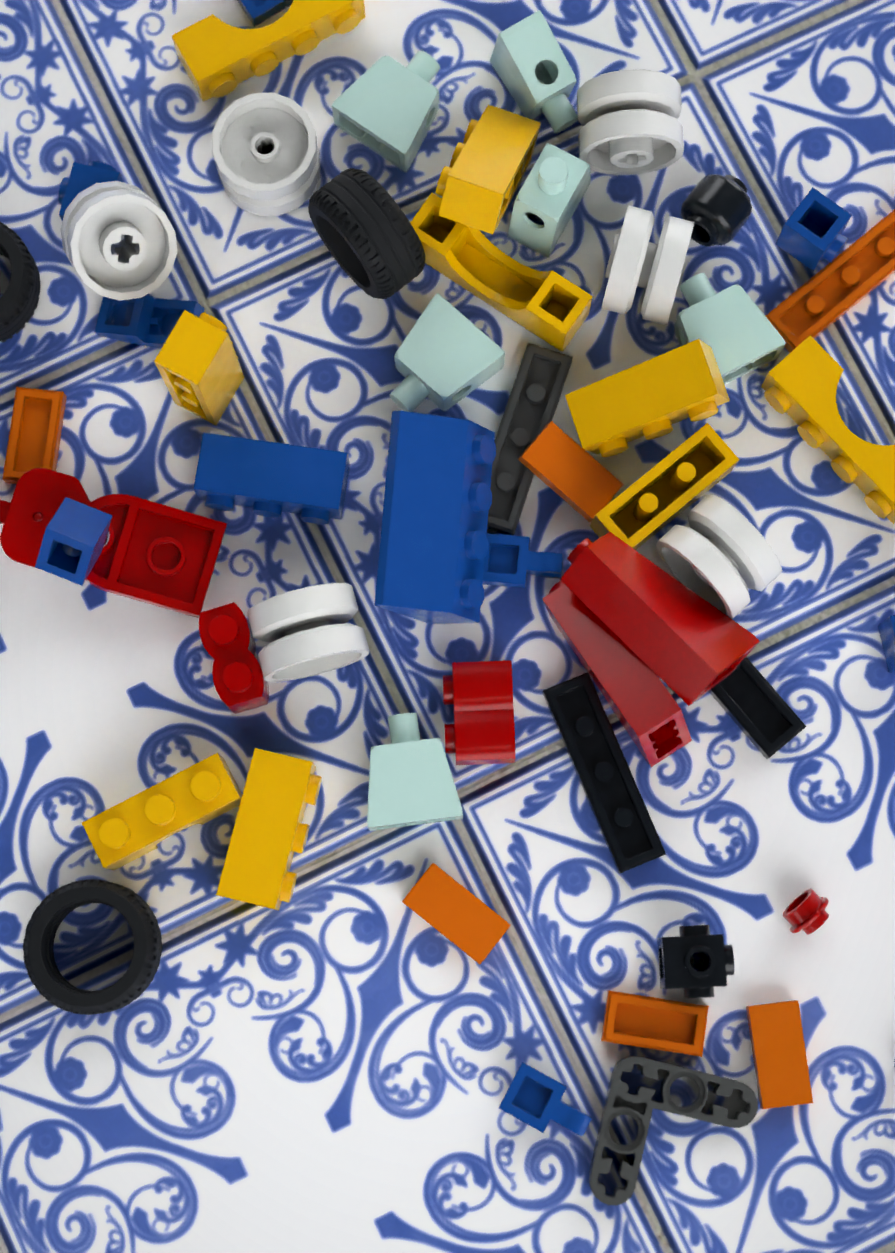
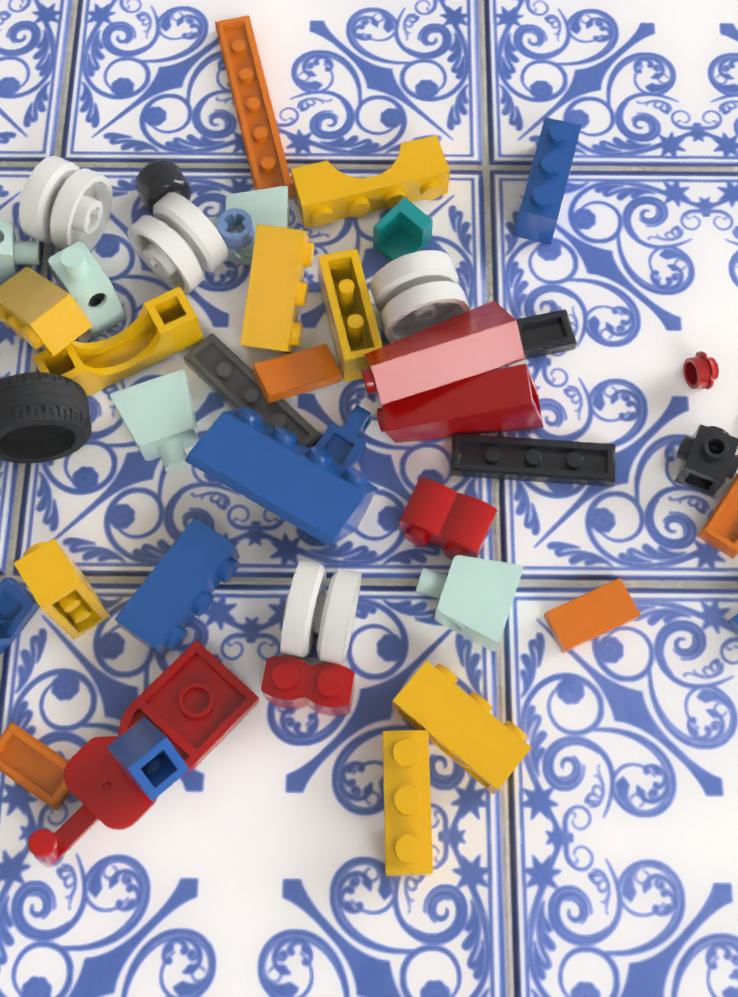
camera: 65 degrees left, 10 degrees down
(39, 947) = (541, 921): black tyre -> none
(685, 306) = (235, 217): none -> medium blue bush
(803, 499) = (402, 231): none -> teal panel
(814, 230) = (217, 134): blue brick -> none

